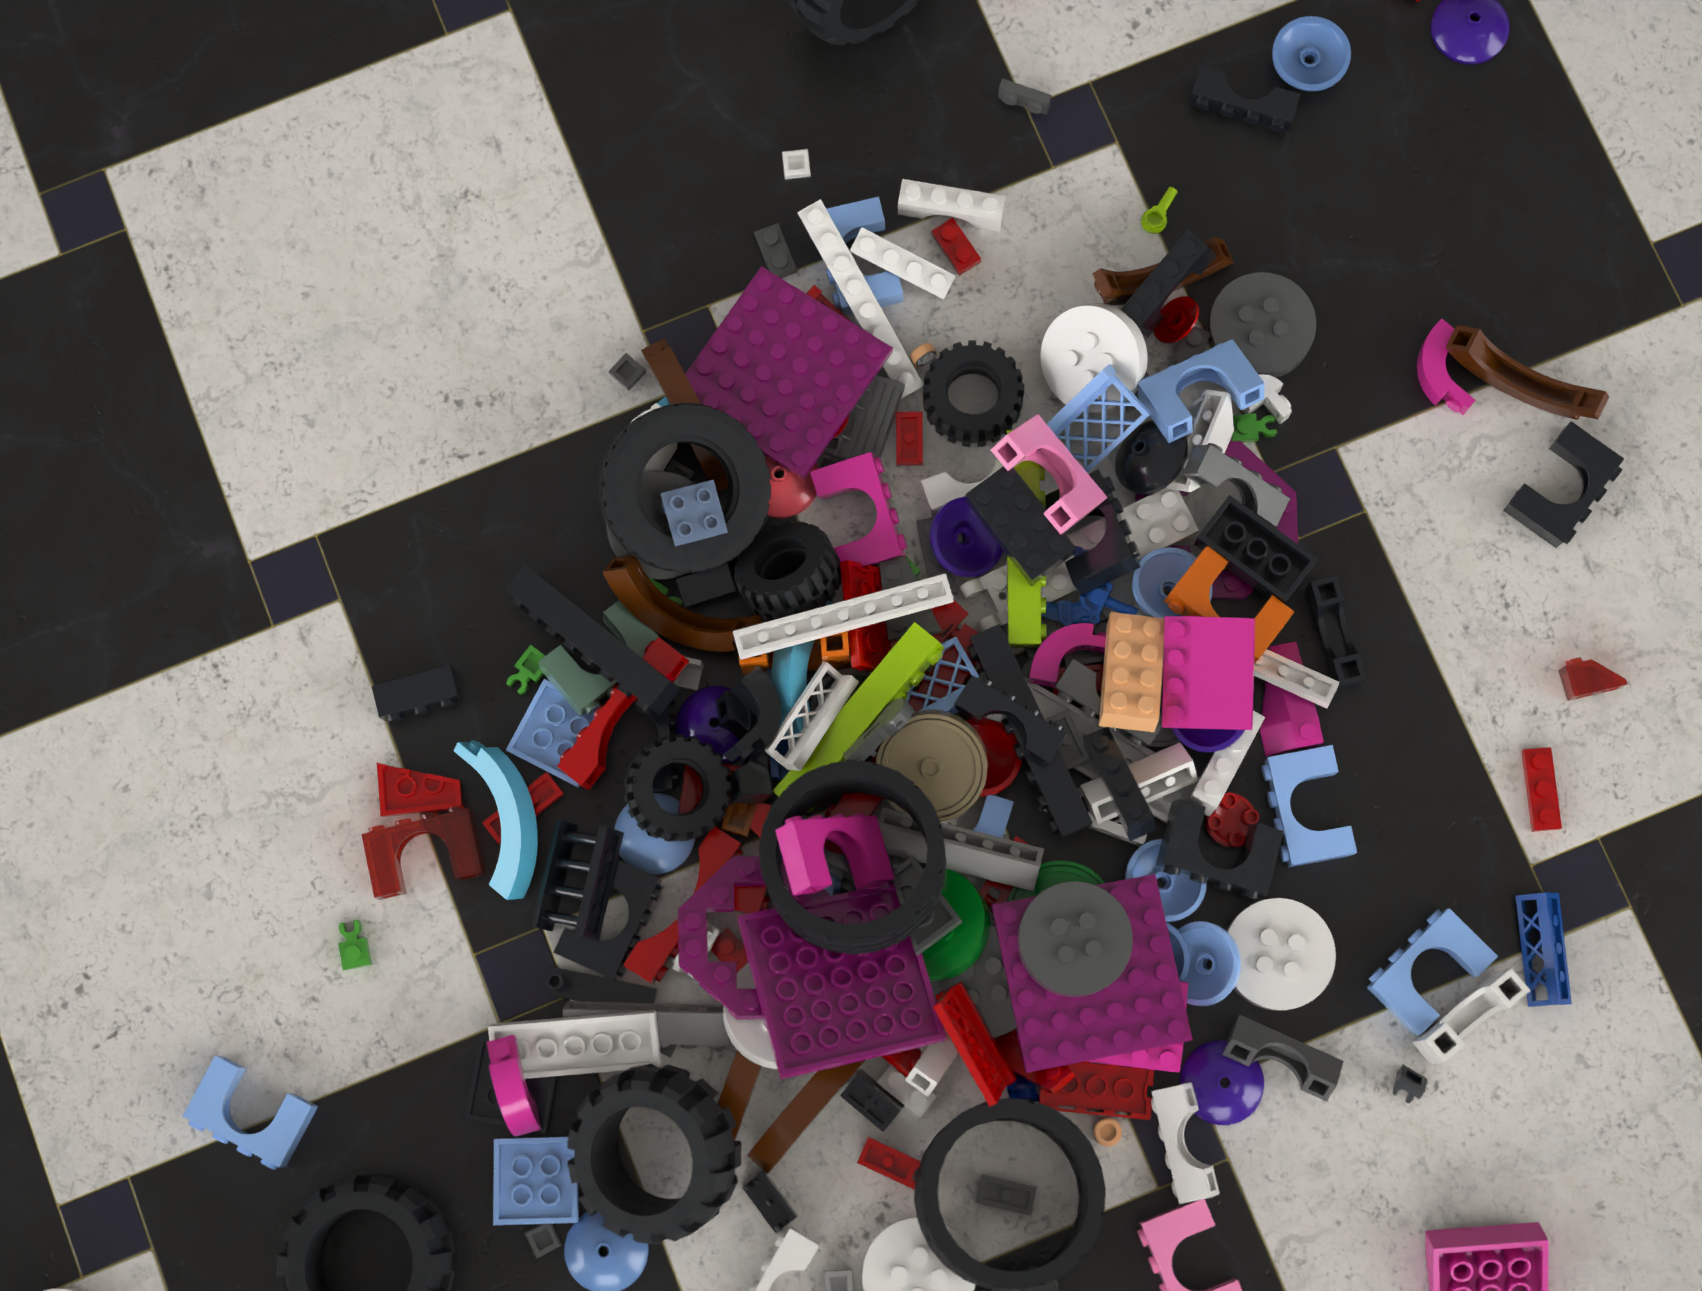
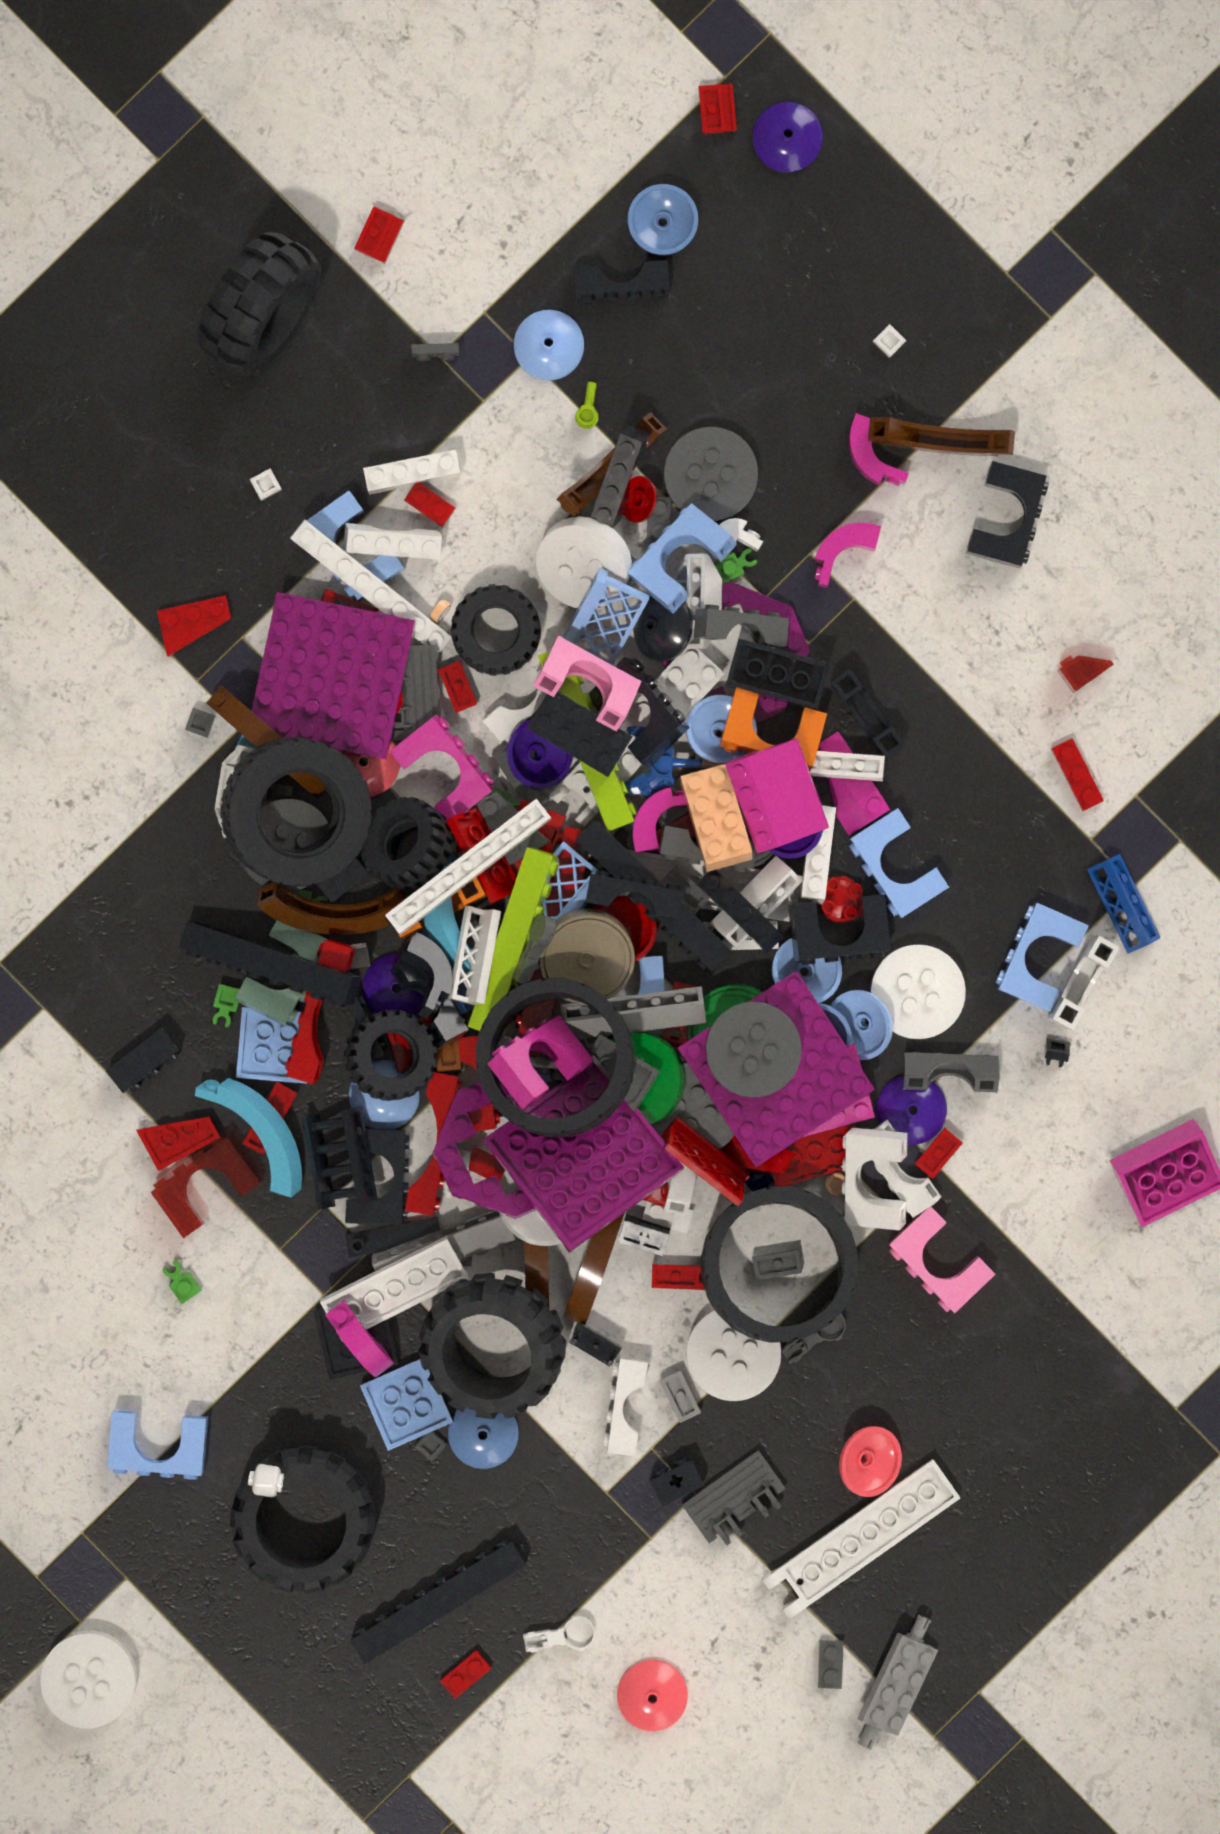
camera: 30 degrees left, 10 degrees up
(340, 1199) = (266, 1480): none -> white head
(663, 268) = (191, 621): none -> red wing
(693, 513) = (313, 831): sand blue hinge -> none
(775, 251) = (280, 569): dark grey plate -> none
(1125, 1166) = (861, 1206): none -> white arch
(1140, 151) = (552, 361): none -> light blue dish
(1234, 1143) = (938, 1153): none -> red plate
(1382, 442) = (848, 536): none -> dark pink arch
(1502, 264) = (889, 341): none -> white tile

